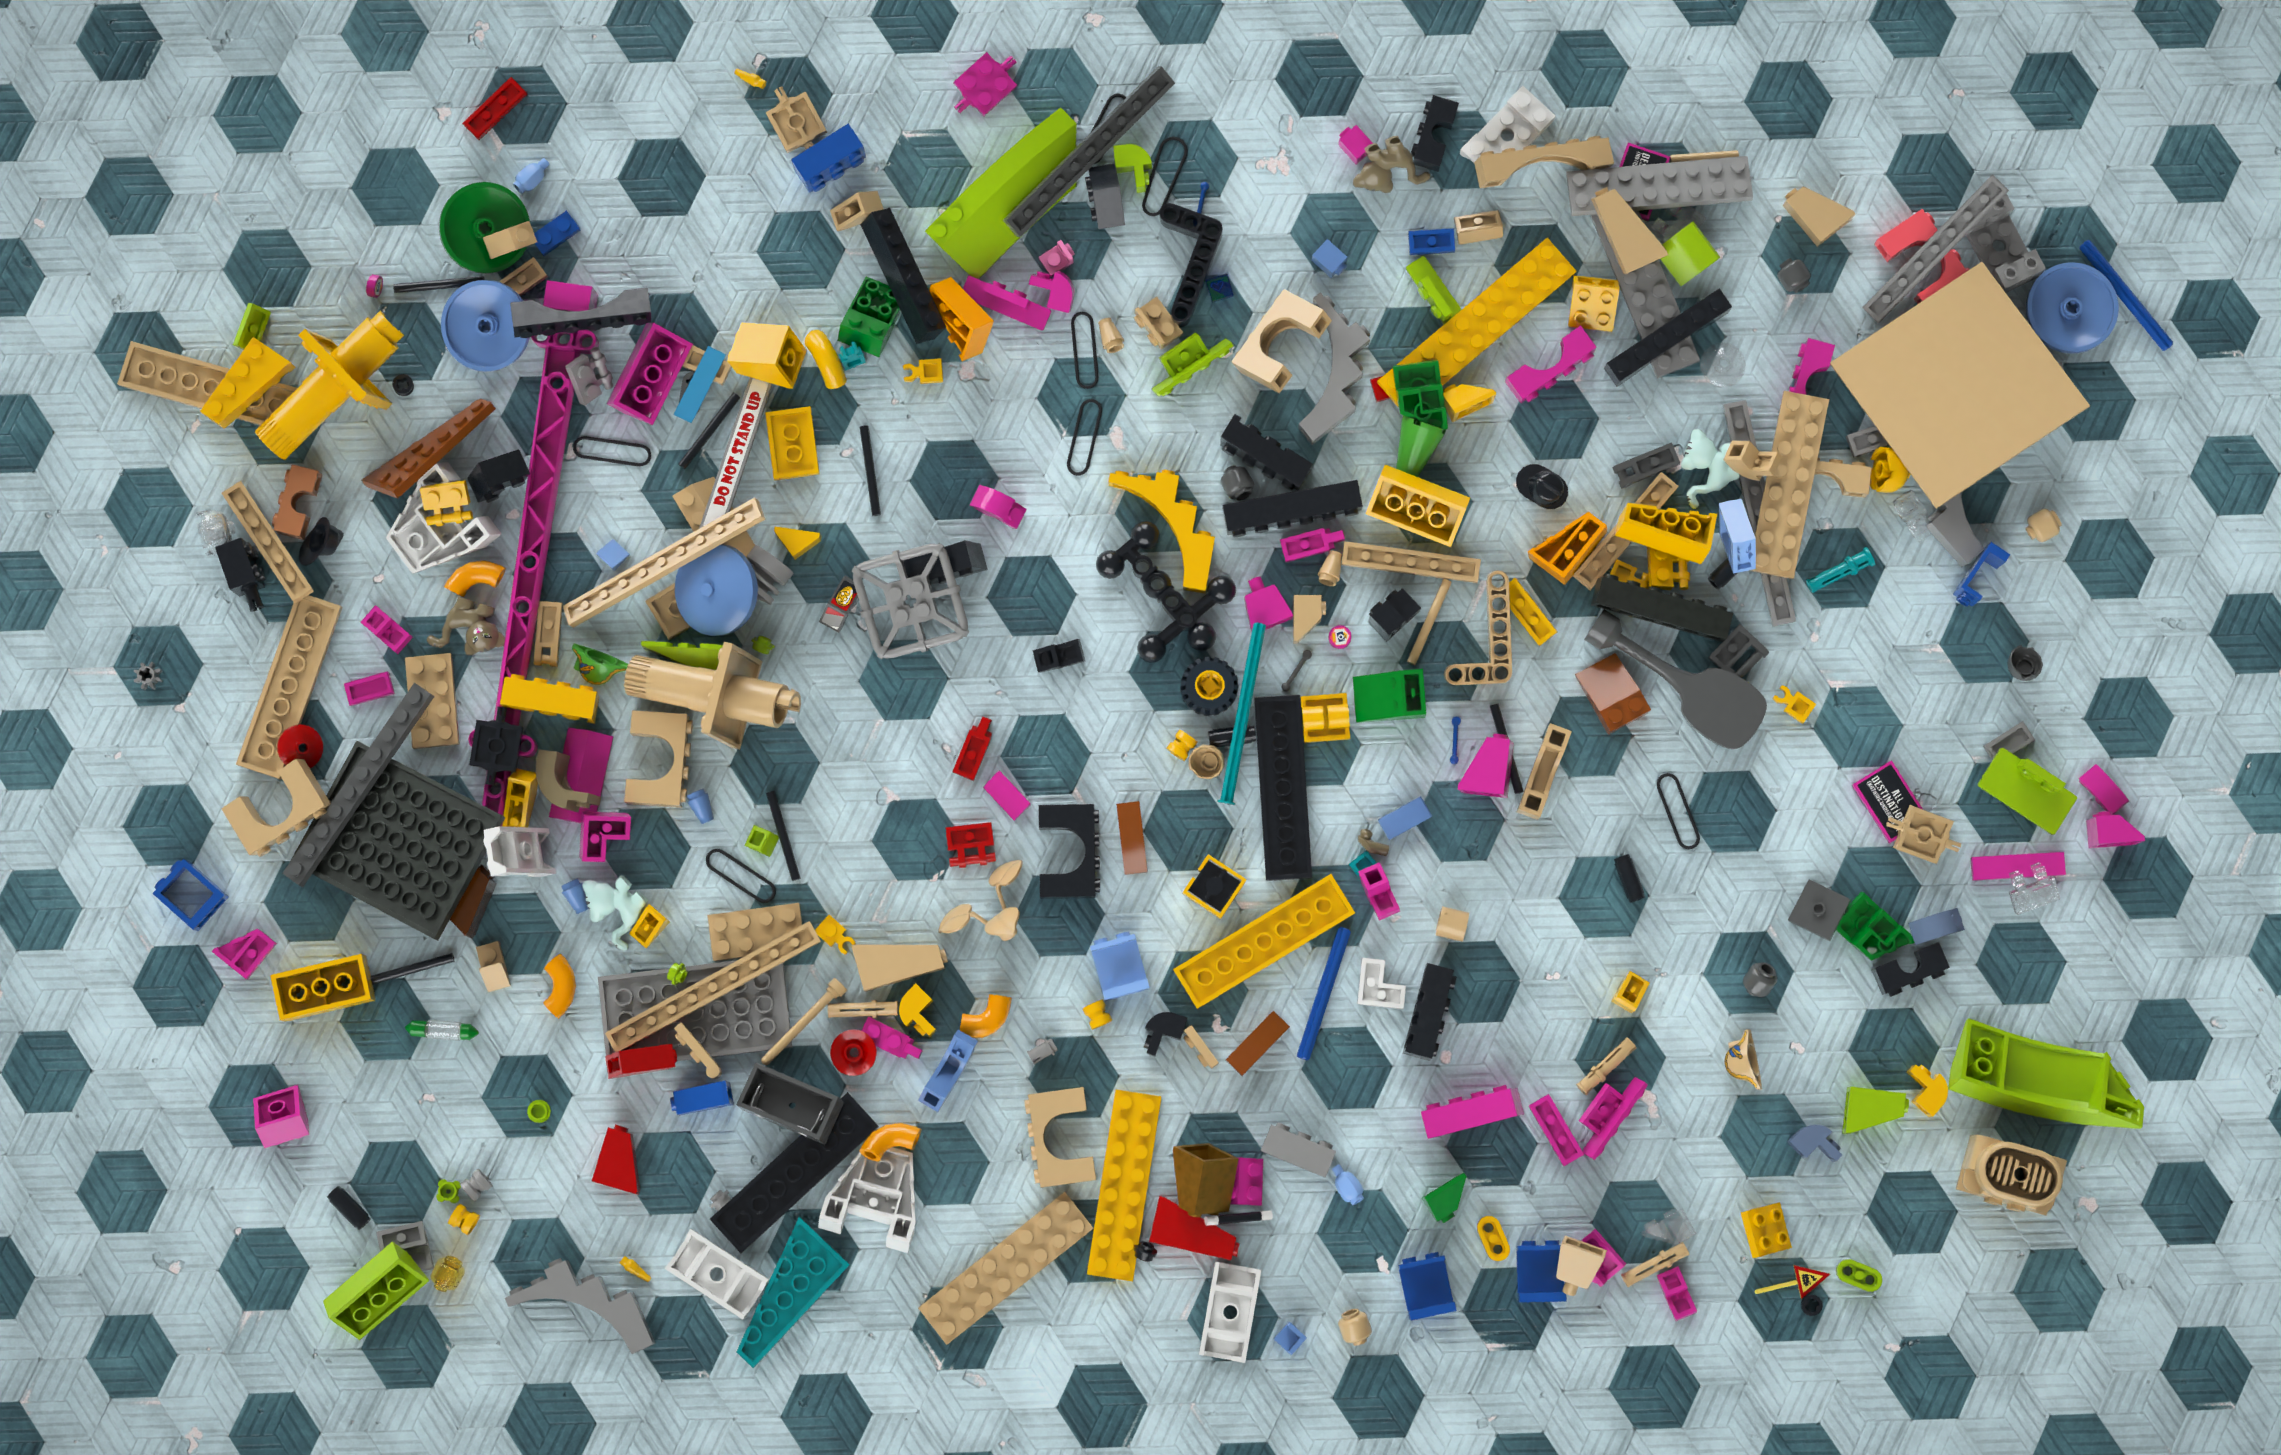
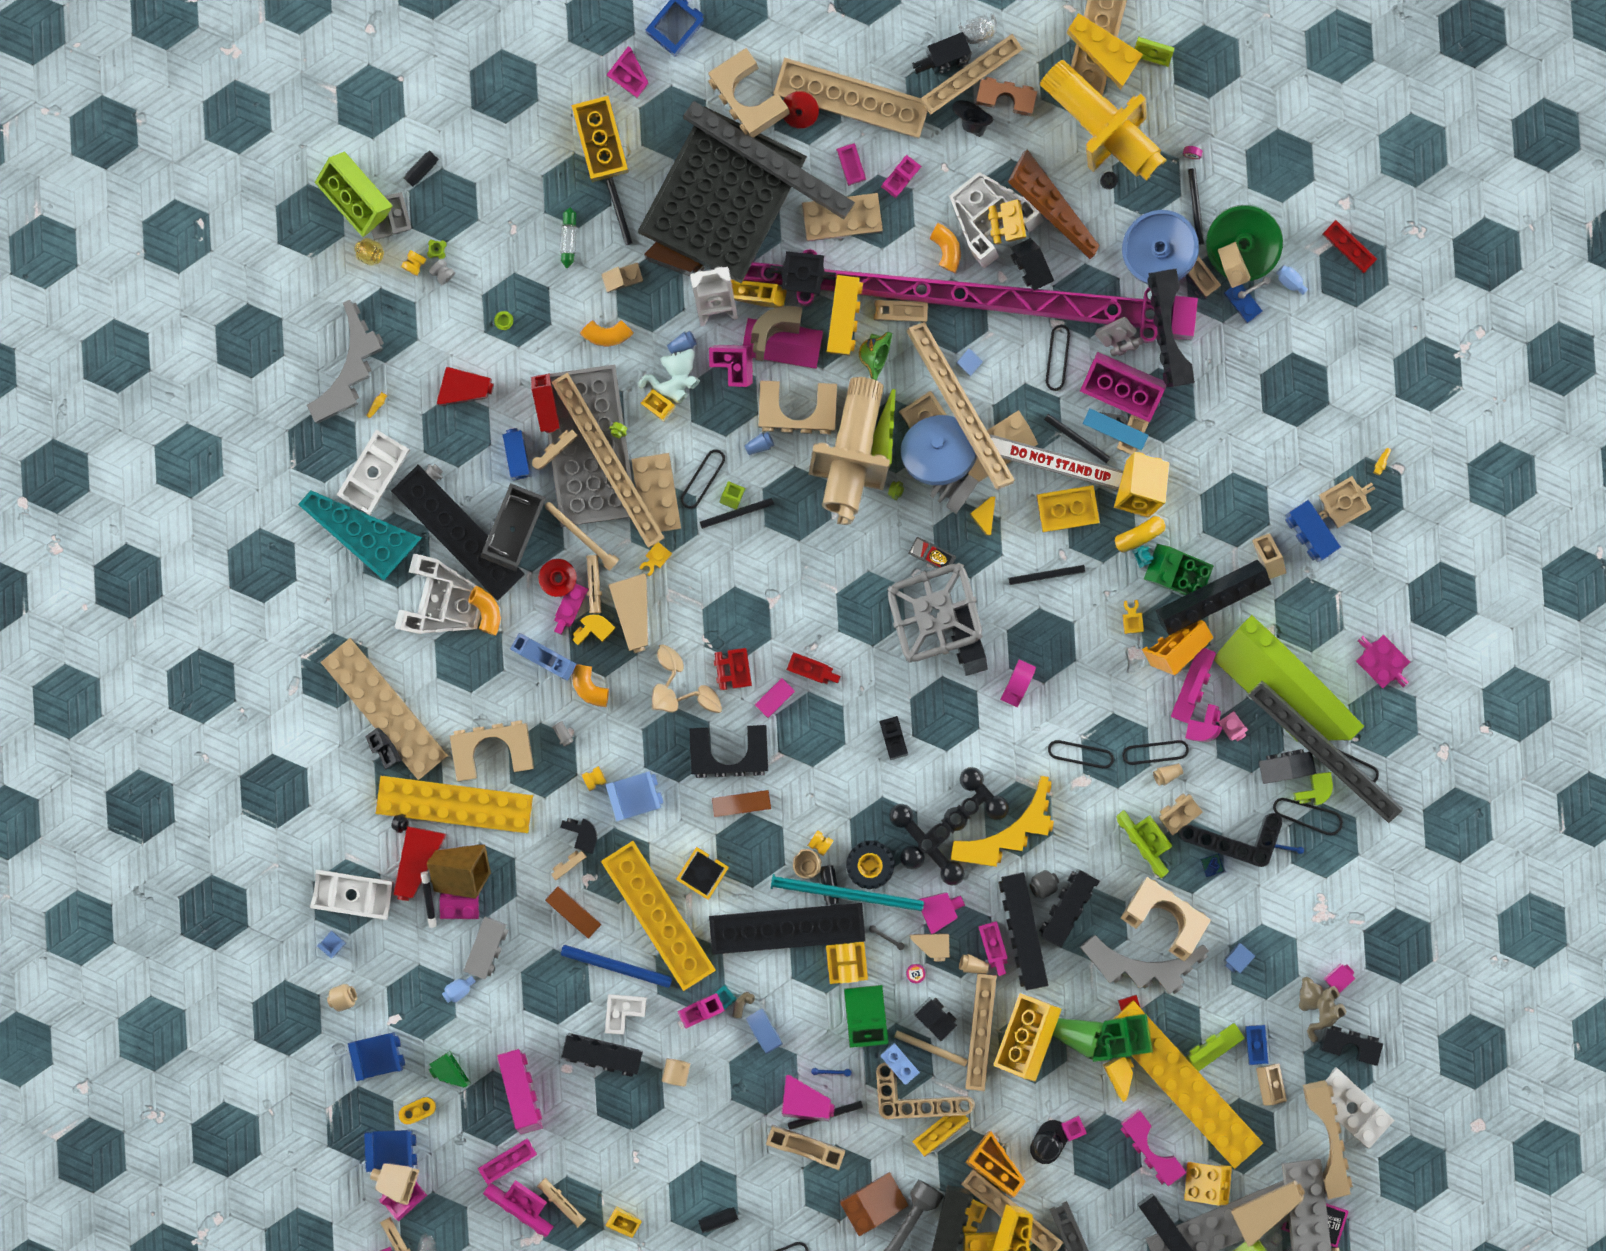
camera: 85 degrees right, 5 degrees up
(280, 1116) = (494, 109): dark pink slope -> none
(480, 634) = (898, 255): dark tan animal -> none
(531, 206) = (1265, 281): none -> light grey hinge
(1049, 1271) = (381, 744): none -> black slope
(1446, 657) = (899, 1063): none -> light blue bracket
(1526, 456) = (1073, 1128): none -> dark pink plate

